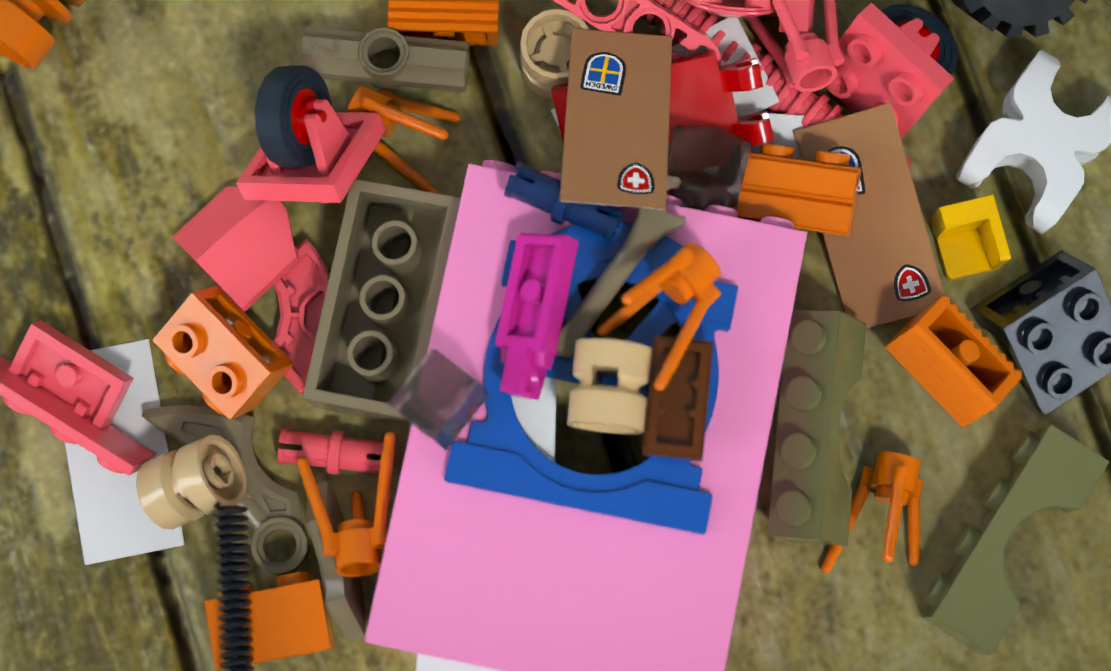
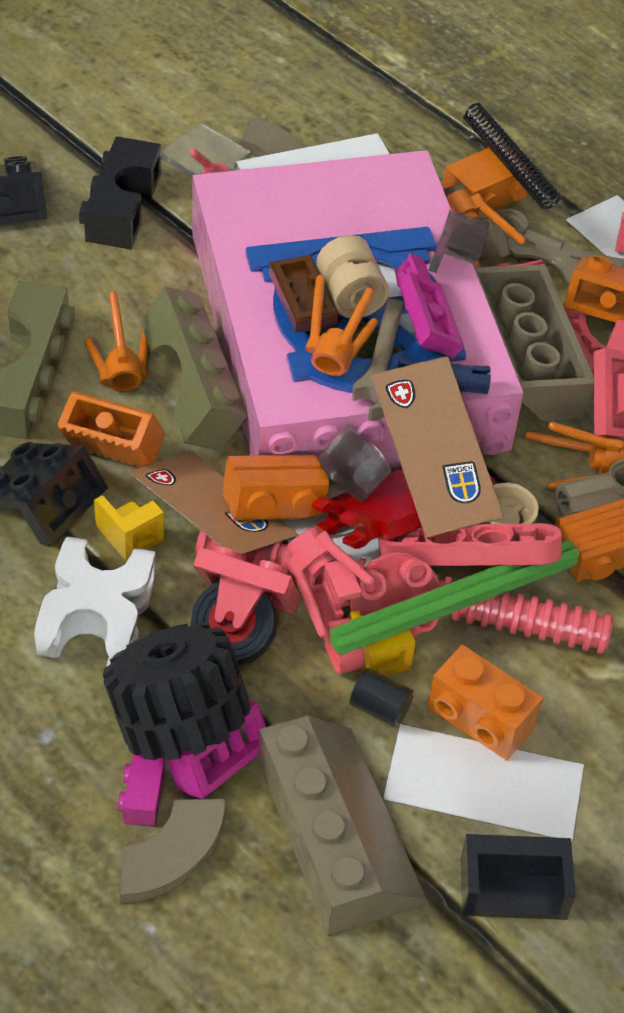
camera: 155 degrees right, 30 degrees down
(191, 481) = (582, 222): tan wheel -> none

